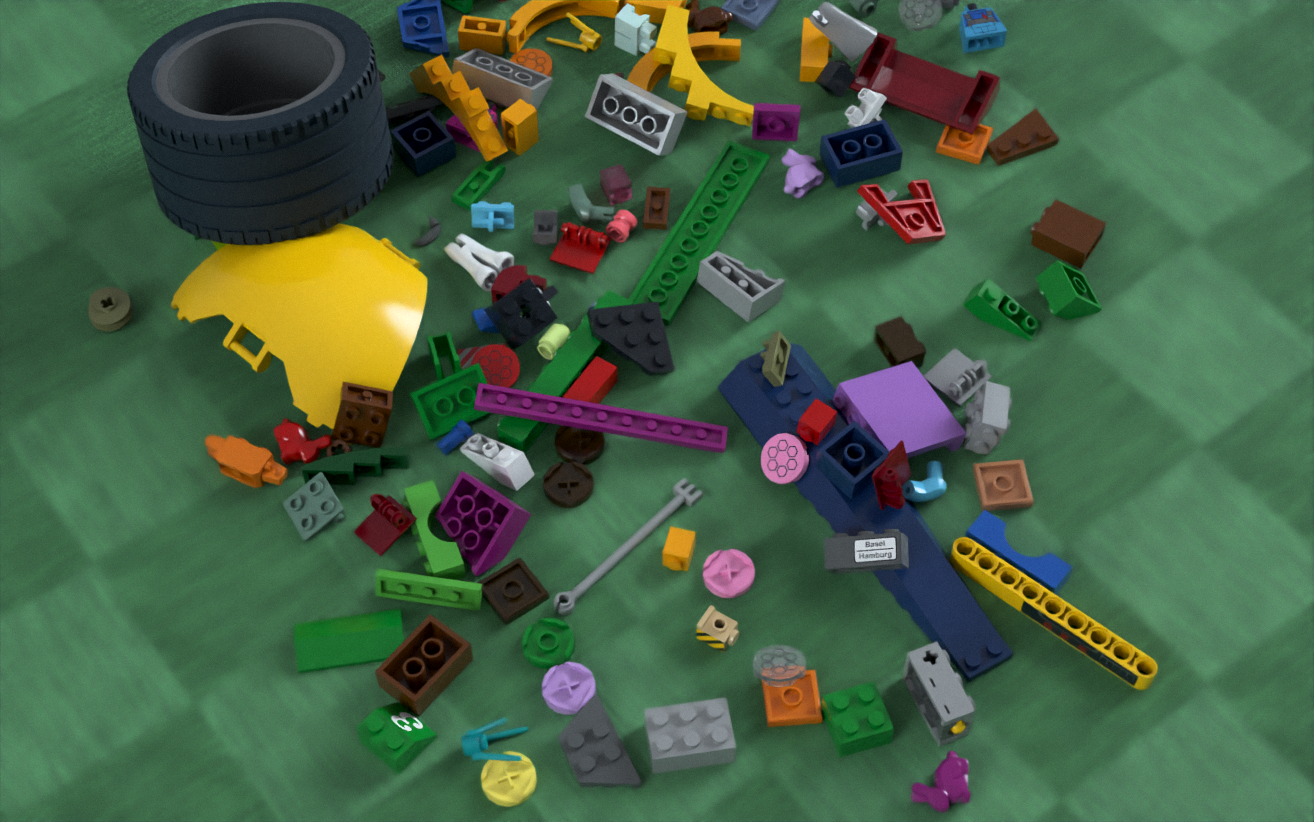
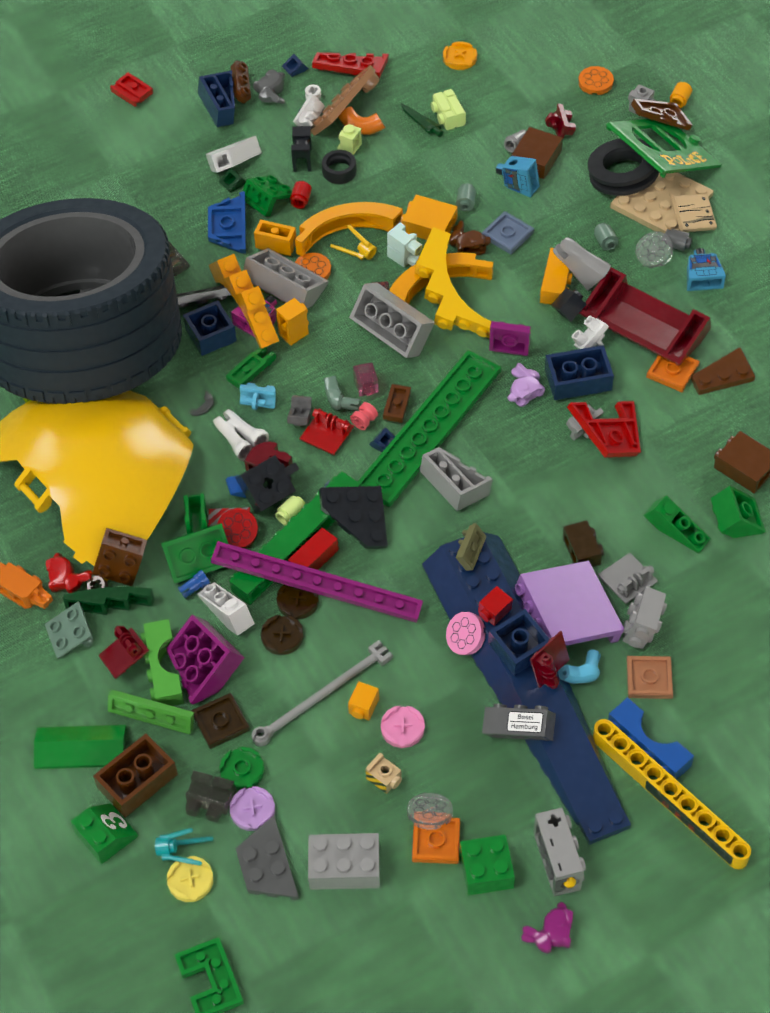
camera: 10 degrees right, 0 degrees up
(516, 678) = (210, 795): none -> clear smoke hips
(646, 251) = (382, 440): none -> dark blue slope

